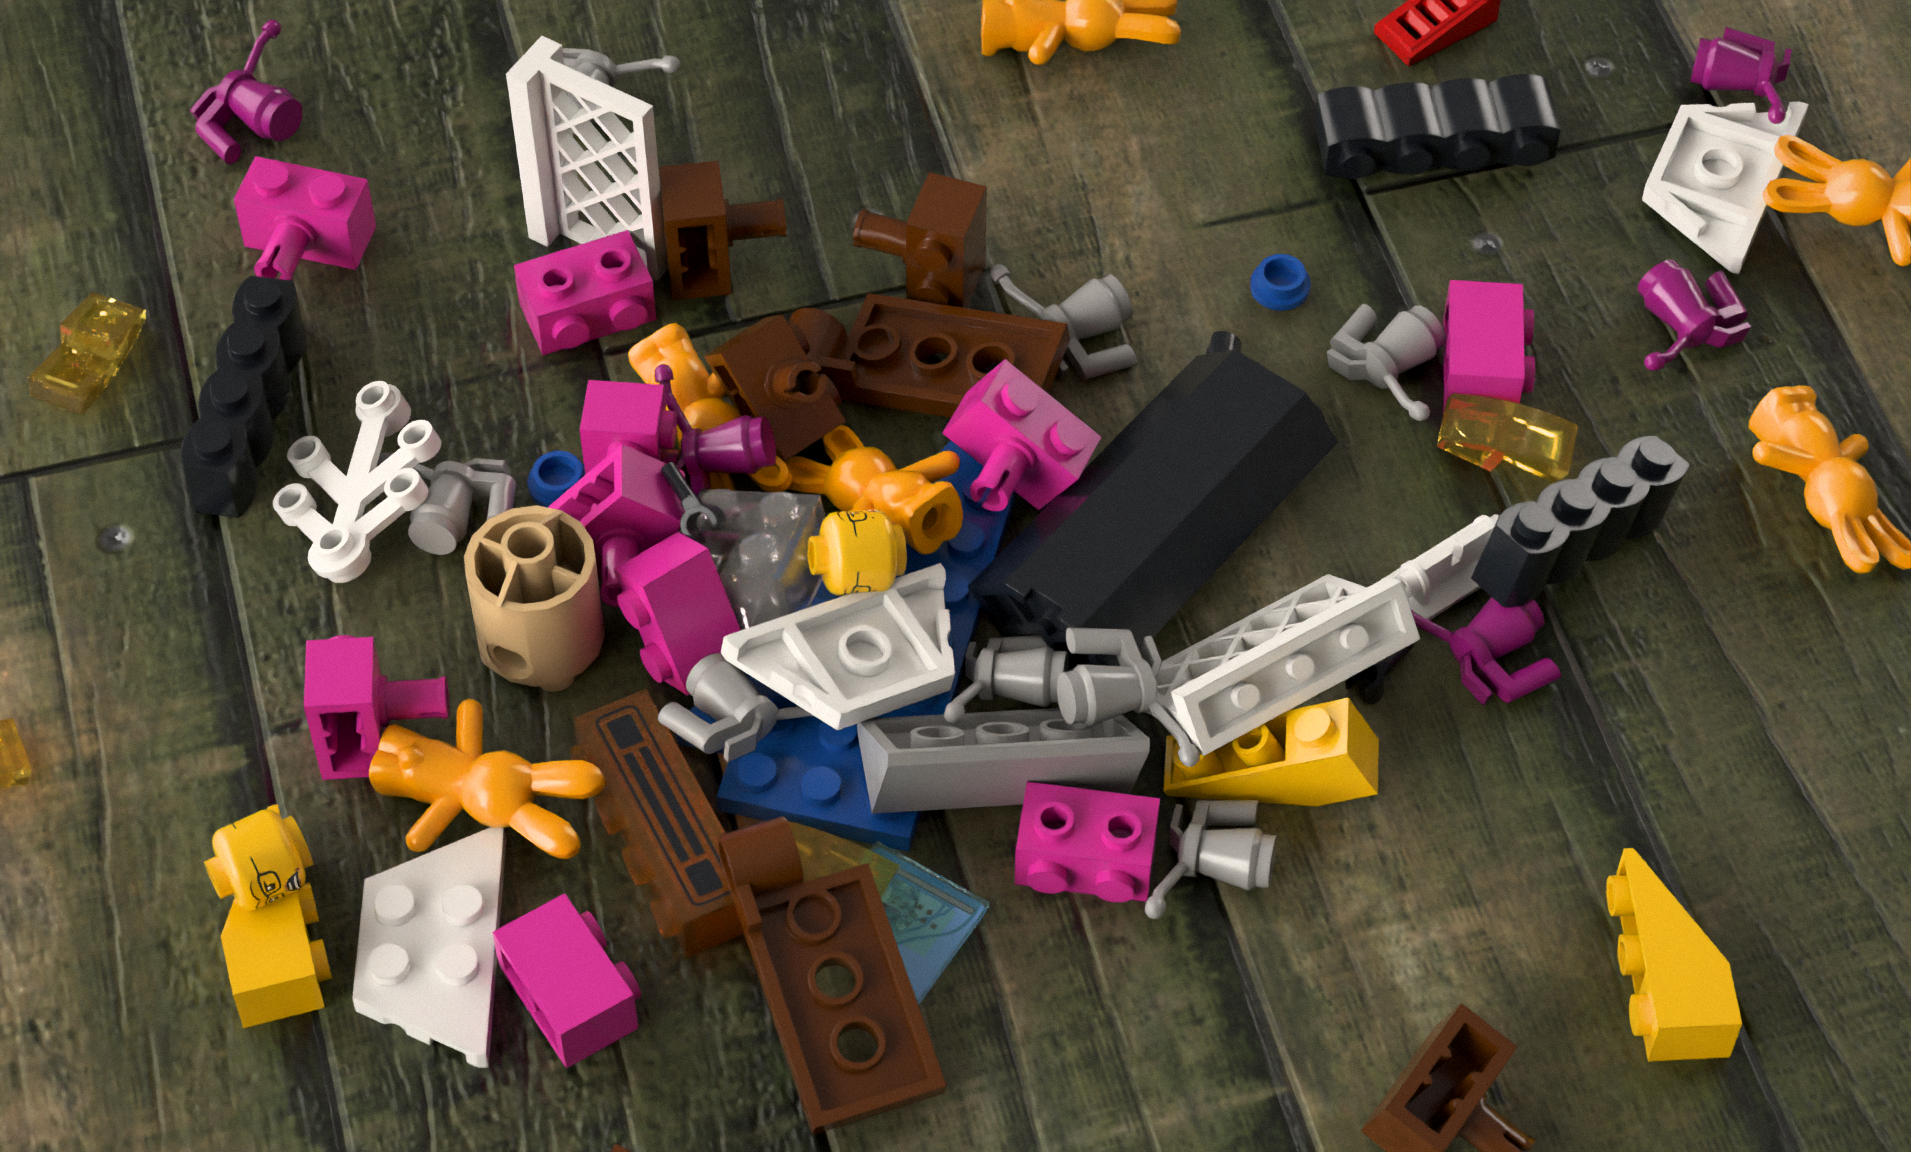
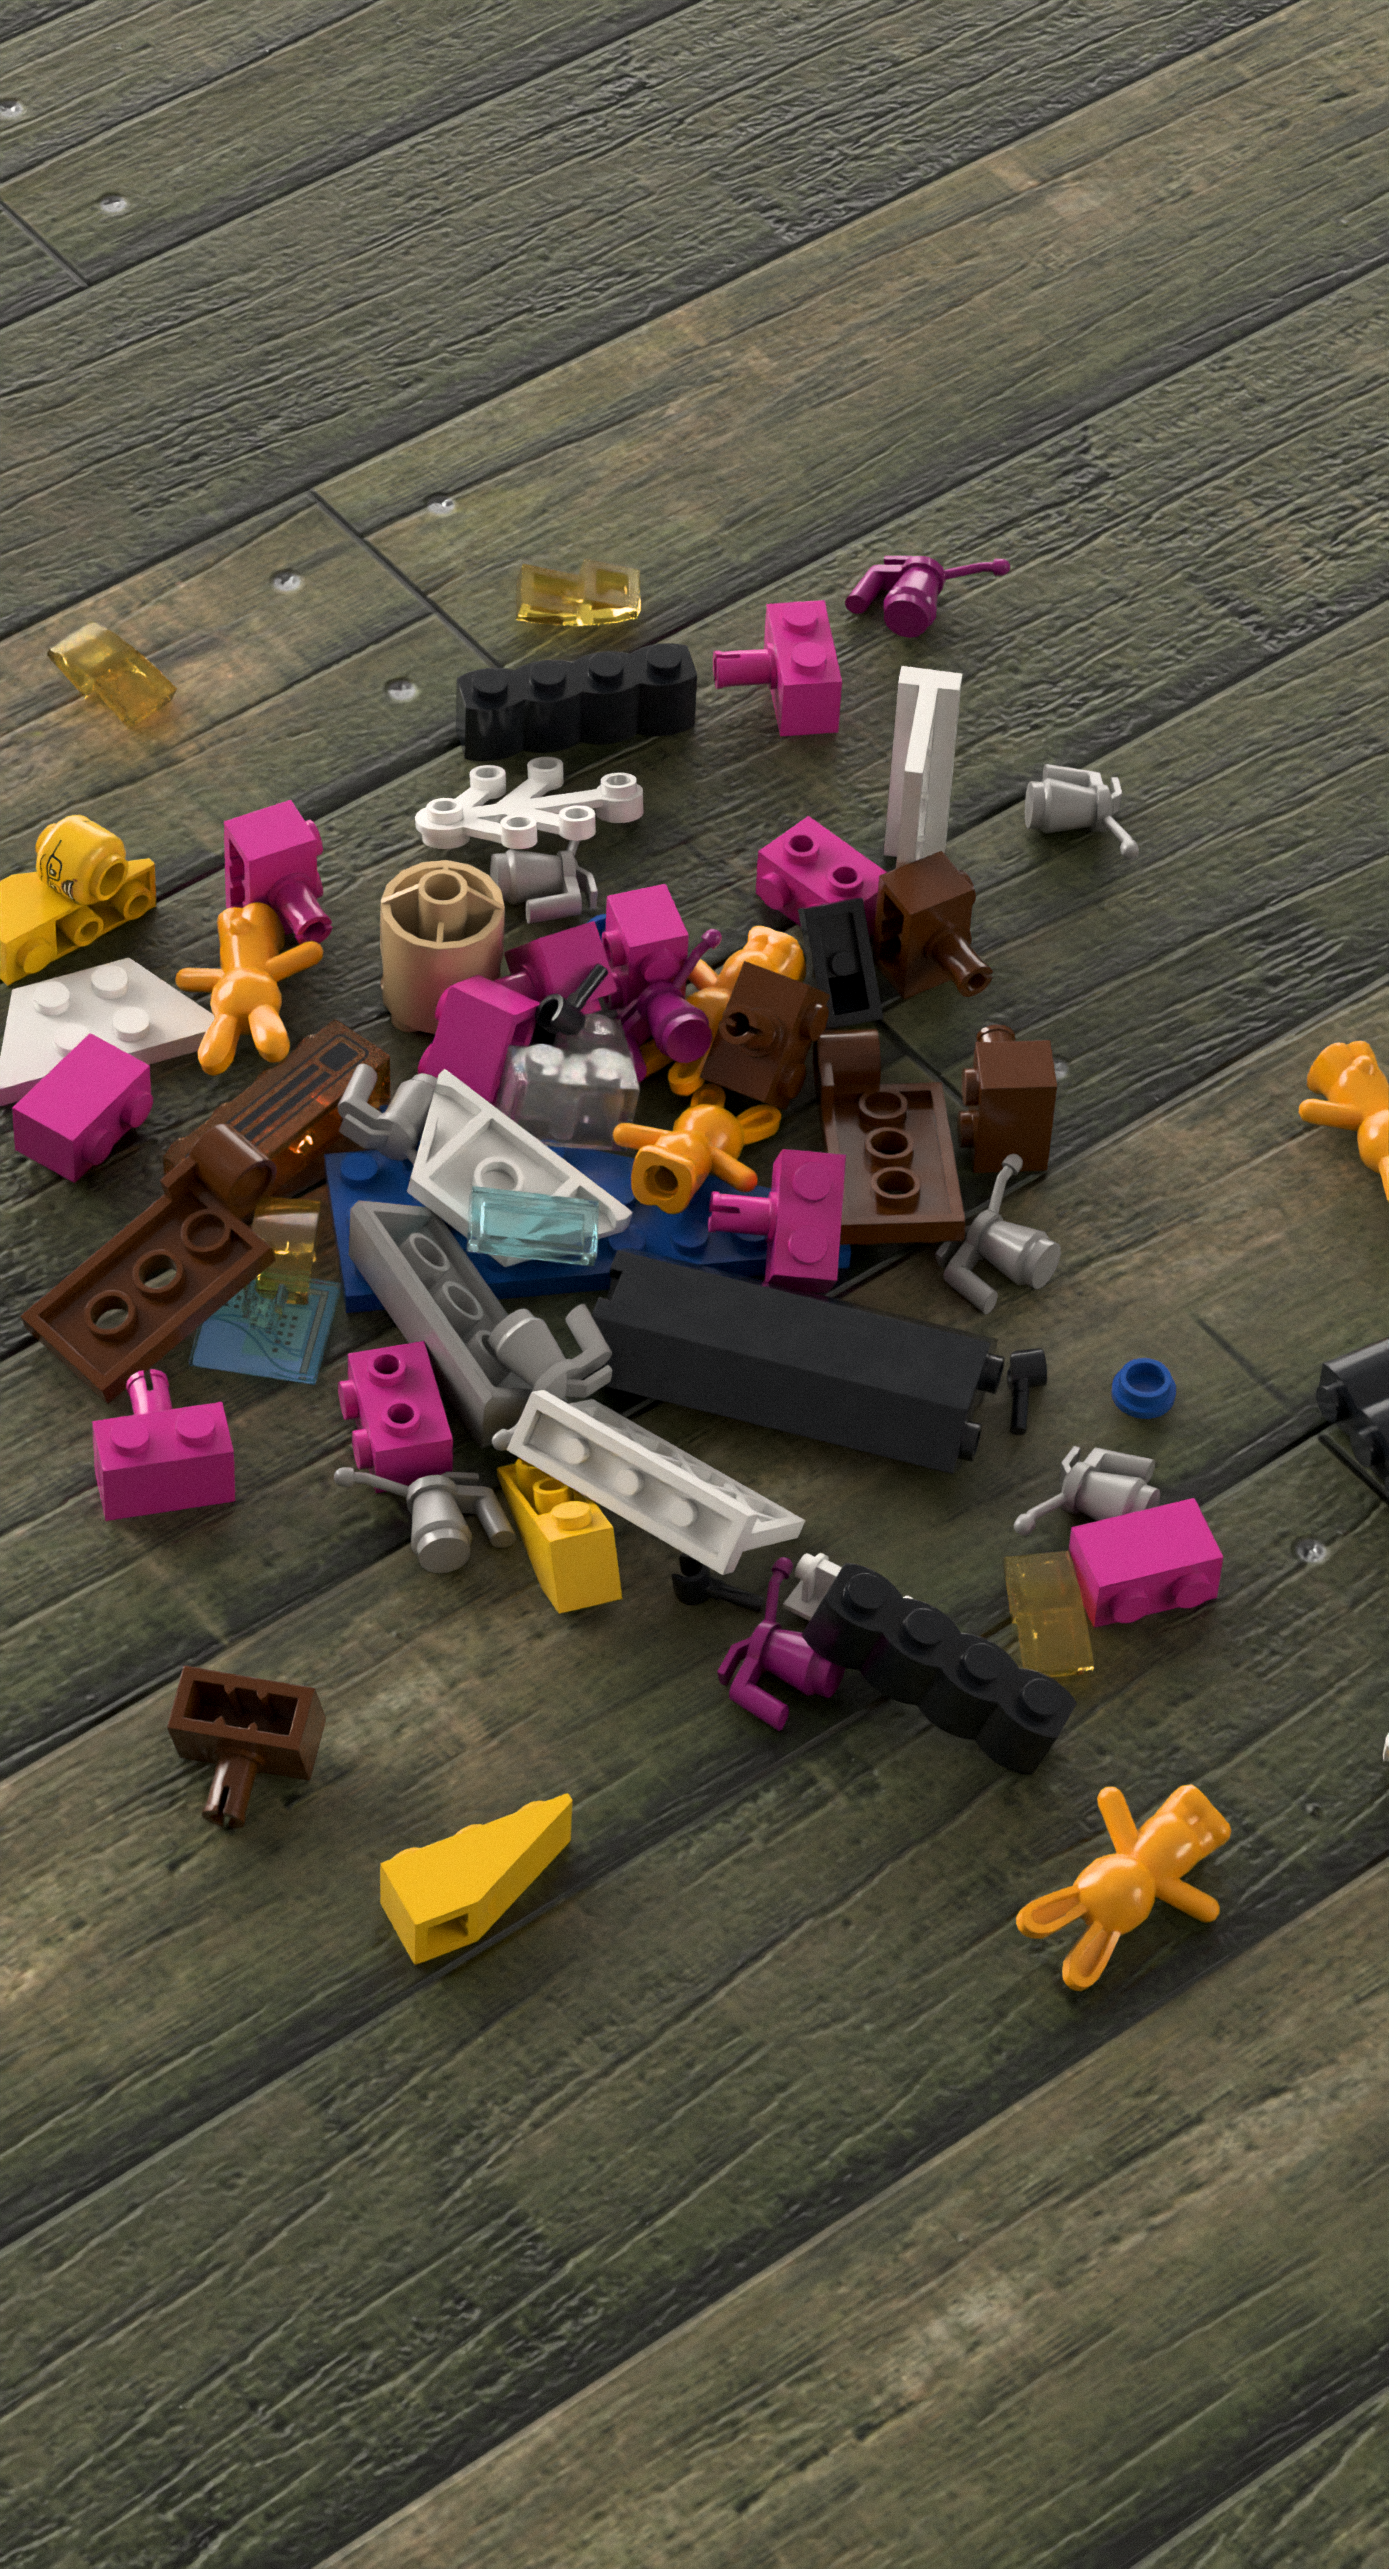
camera: 65 degrees right, 5 degrees down
(684, 297) = (841, 961): none -> black slope
(858, 552) = (593, 1137): yellow head -> none
(940, 640) = (532, 1226): none -> clear light blue tile
(1013, 669) = (545, 1295): light grey piece -> none
(1055, 1056) = (162, 1454): none -> dark pink brick
(1678, 301) = (1302, 1709): magenta piece -> none

